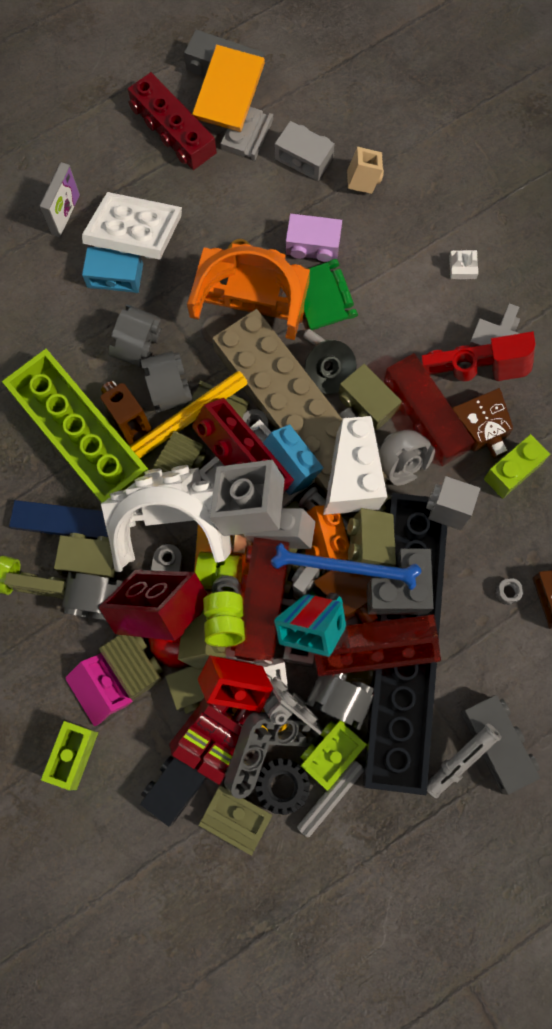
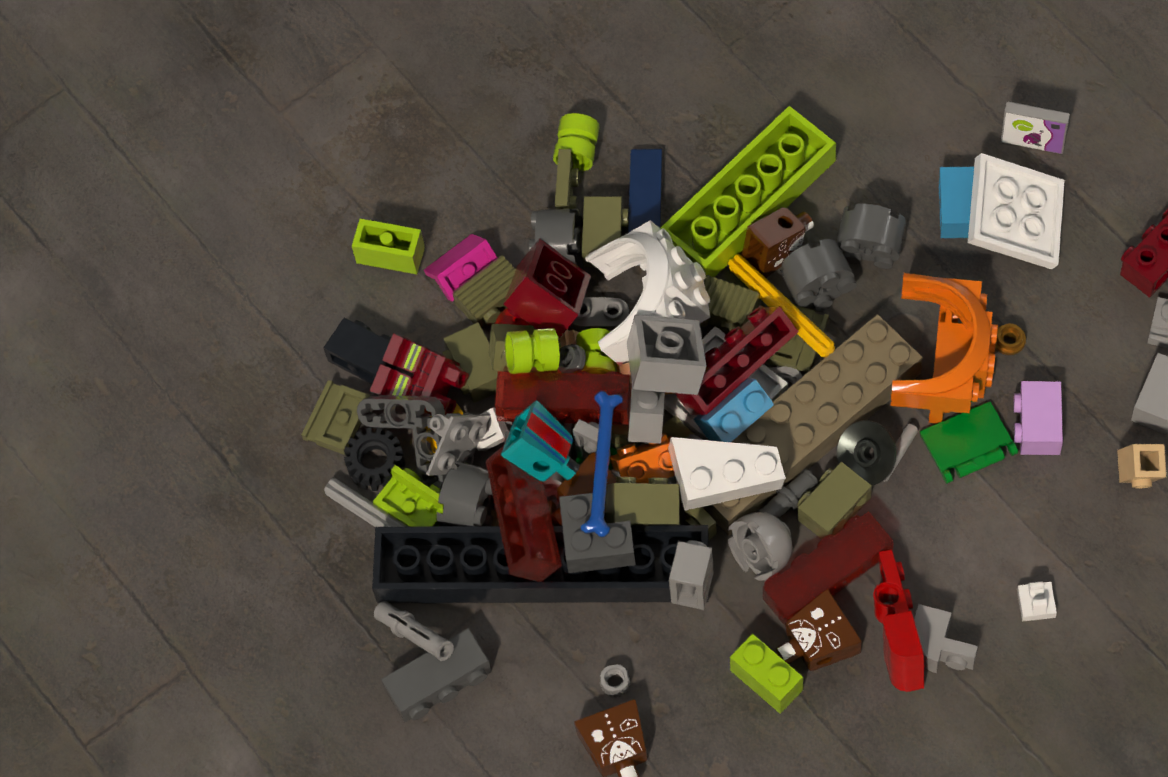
camera: 90 degrees right, 10 degrees down
(234, 684) = (469, 379): red brick -> none

